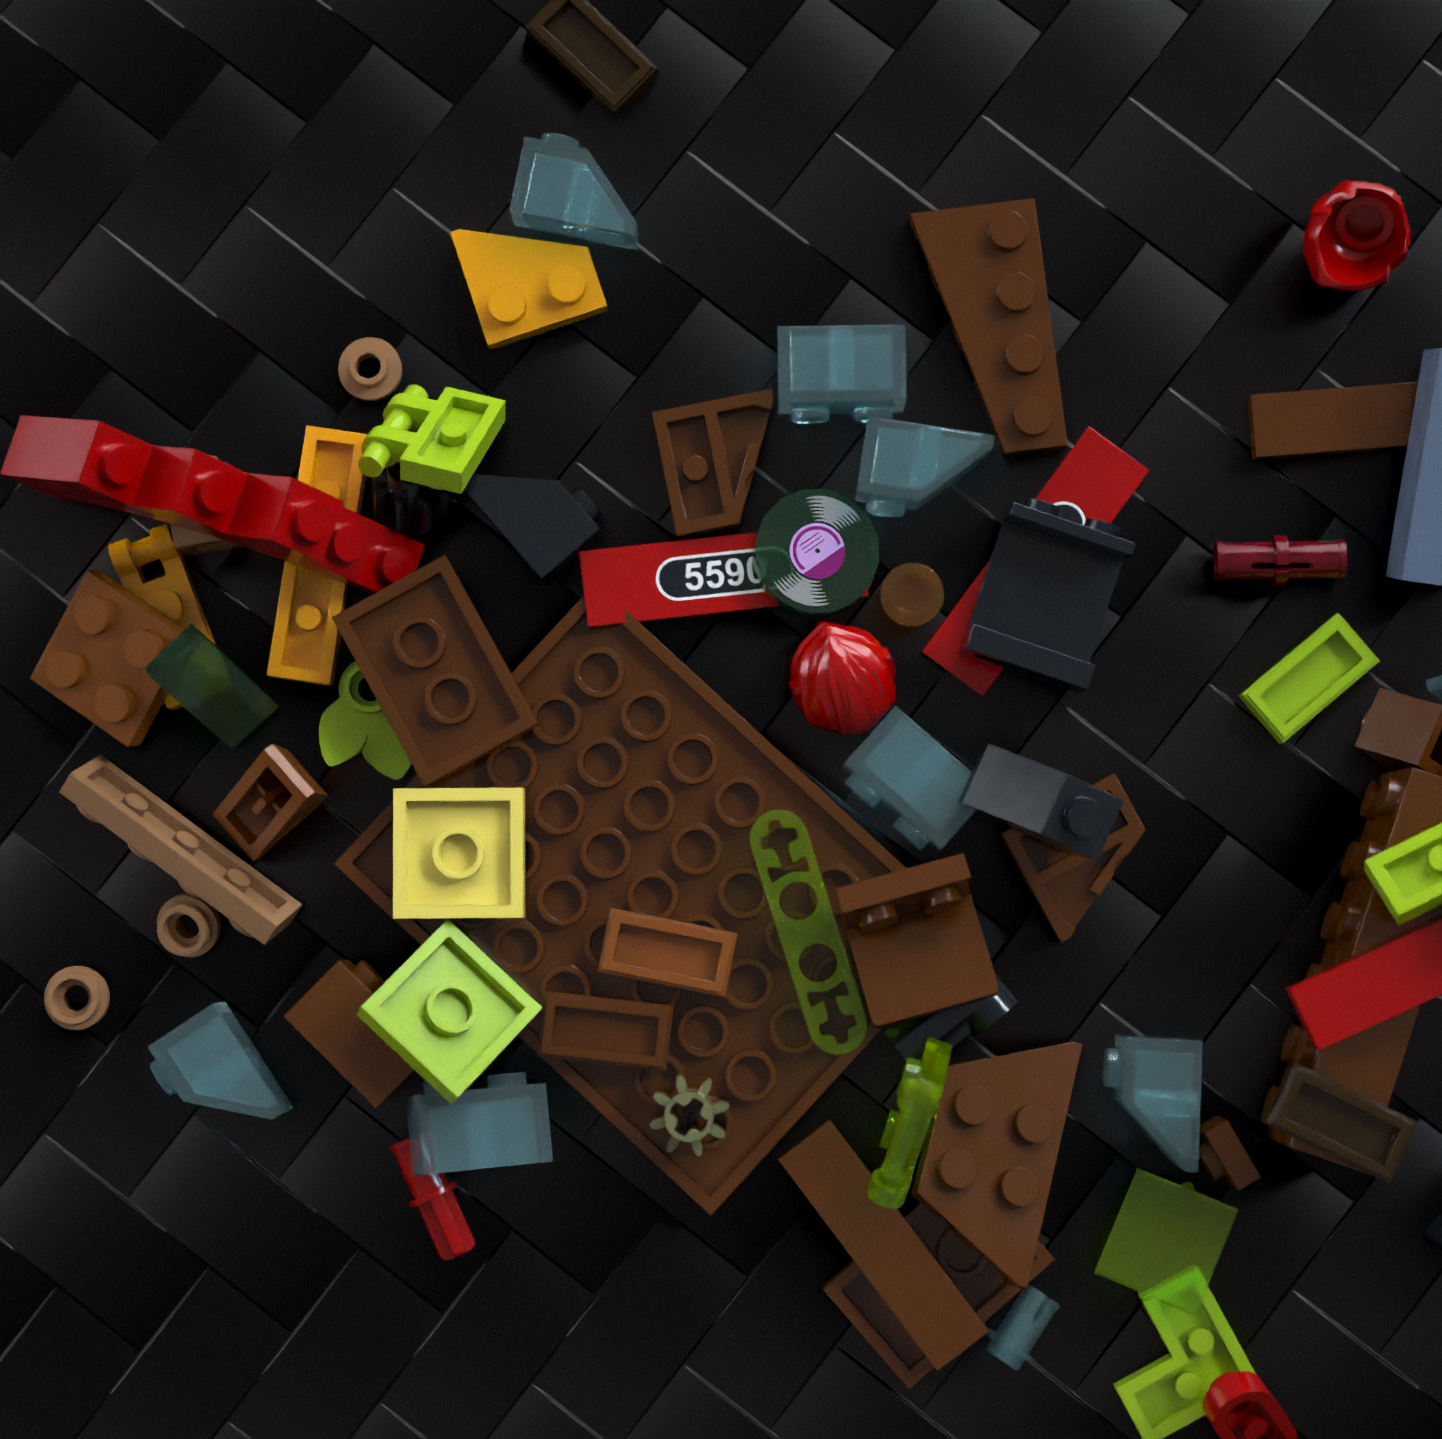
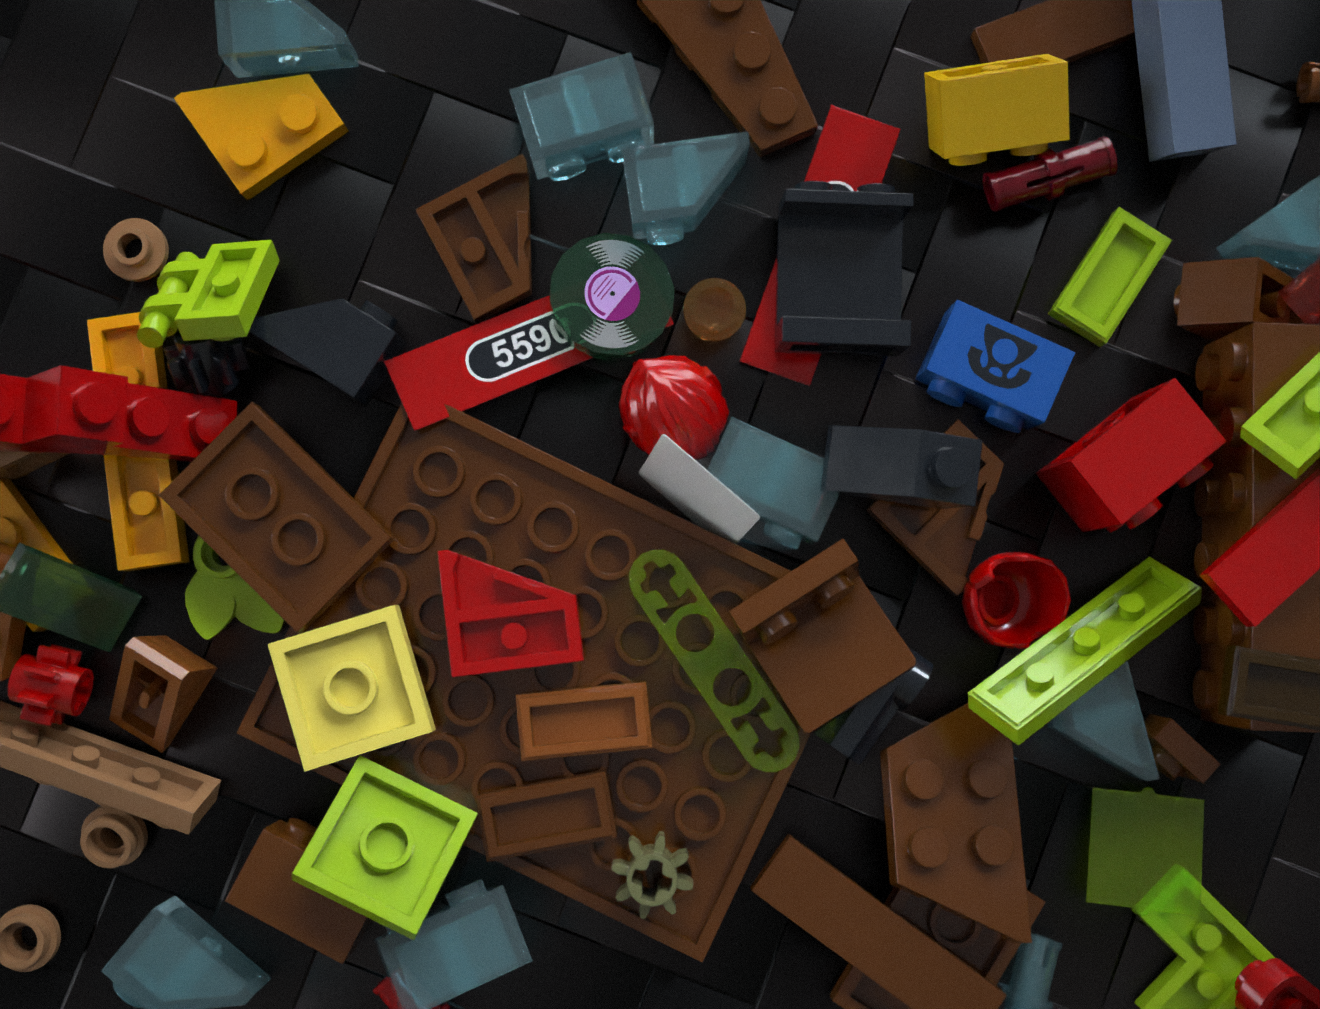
camera: 25 degrees left, 0 degrees up
(172, 764) = (50, 685): none -> red gear
(622, 832) = (505, 619): none -> red wing
(840, 767) = (697, 491): none -> white sticker
(905, 1130) = (866, 823): clear neon green plate -> none
(1115, 962) = (1015, 599): none -> red hair
(1164, 734) = (994, 368): none -> blue brick
(1164, 1028) = (1083, 650): none -> lime tile
(1245, 482) = (997, 108): none -> yellow brick
(1266, 859) = (1133, 458): none -> red brick

